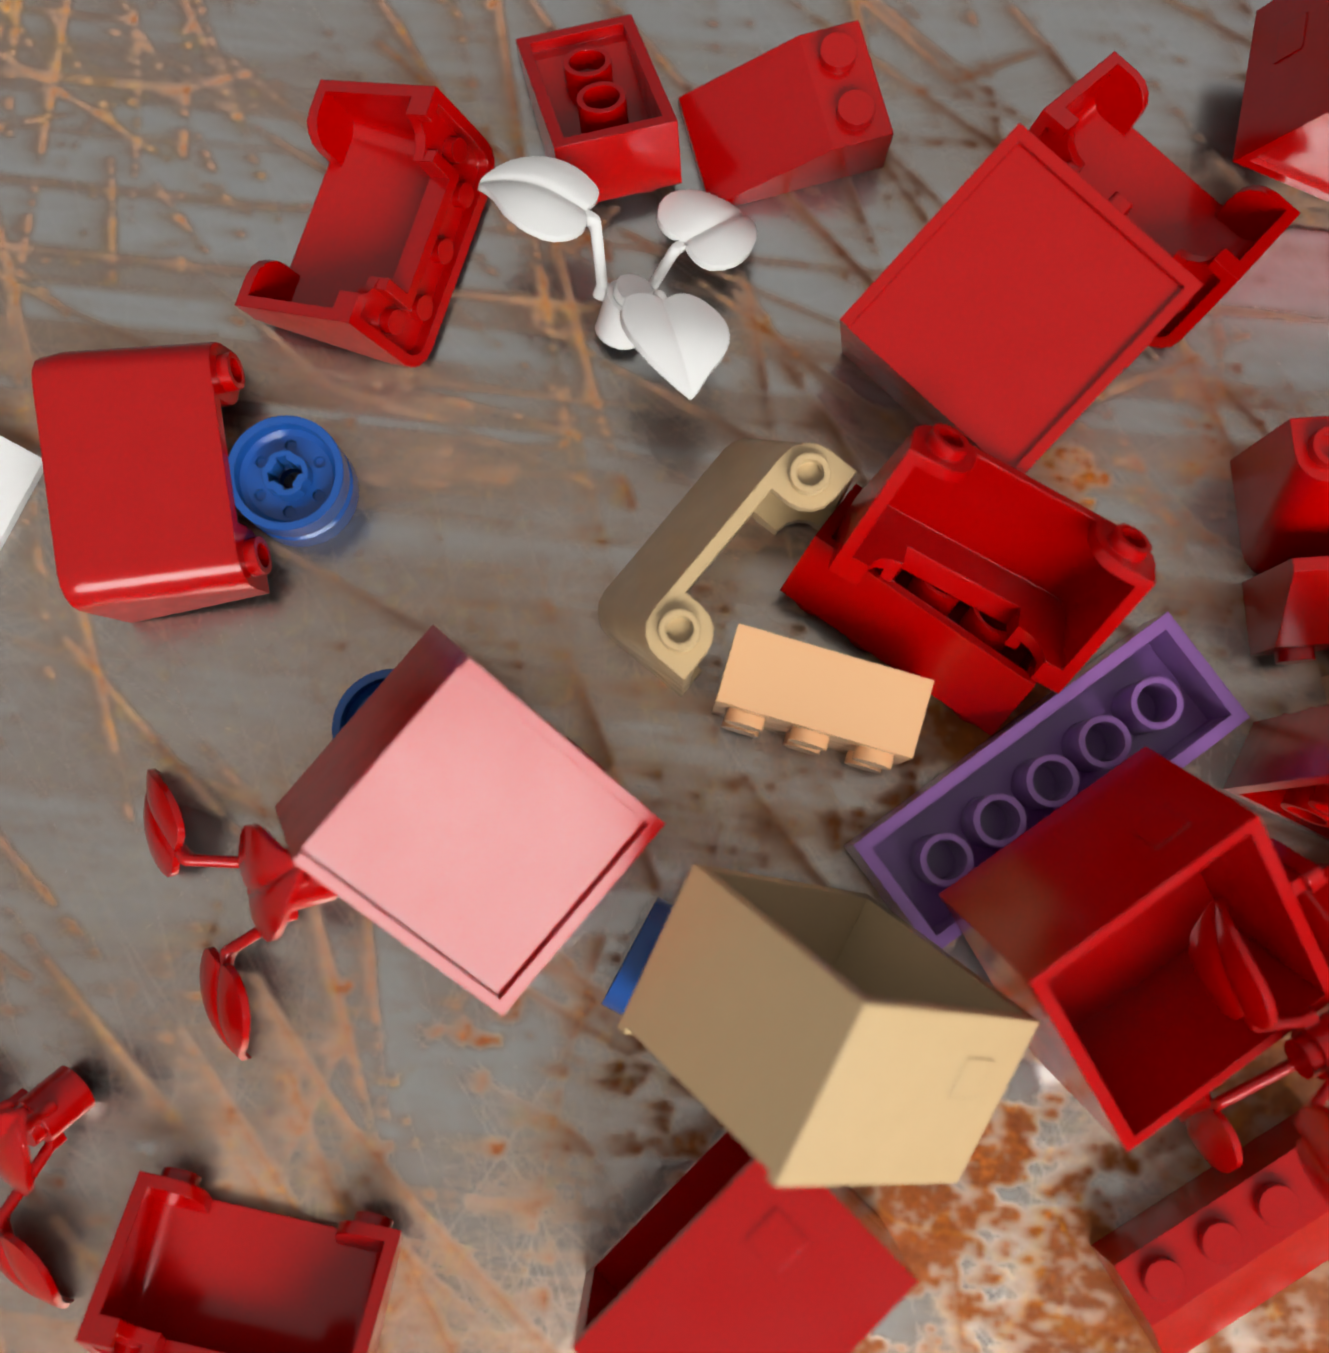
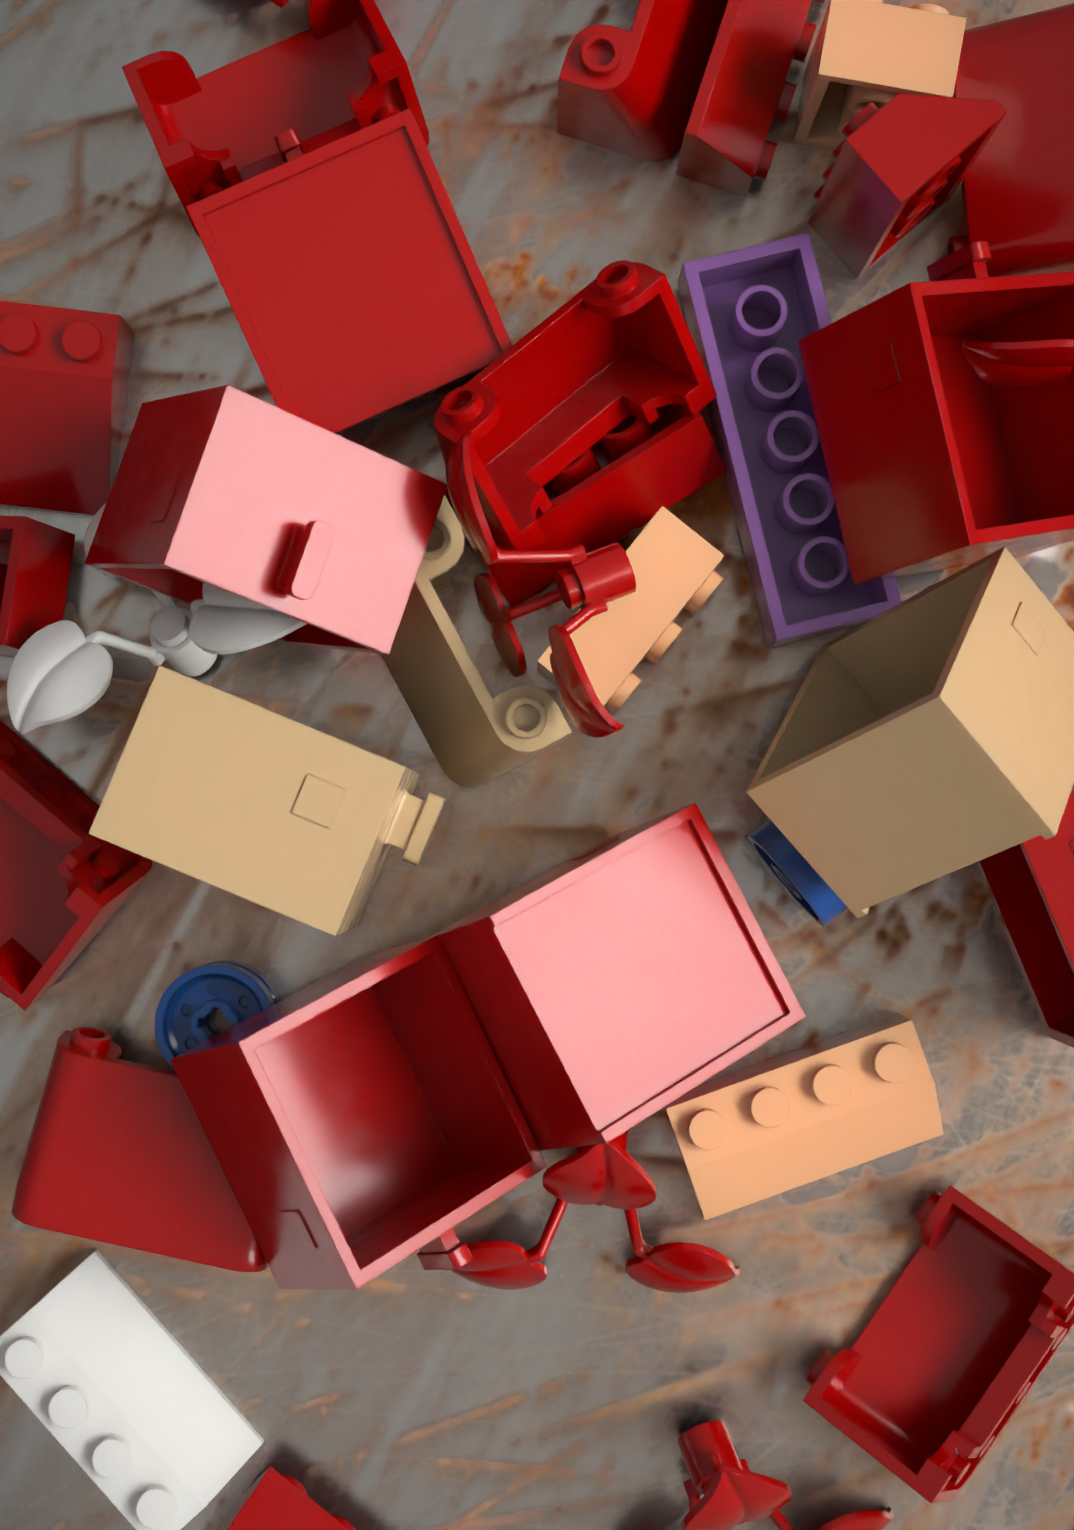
camera: 70 degrees left, 5 degrees up
(240, 636) = (361, 1119): none -> red piece
(416, 1061) = (805, 1115): none -> light nougat slope
(498, 422) = (261, 804): none -> tan piece
(768, 320) = (269, 513): none -> piece
(831, 634) = (585, 582): none -> red plant

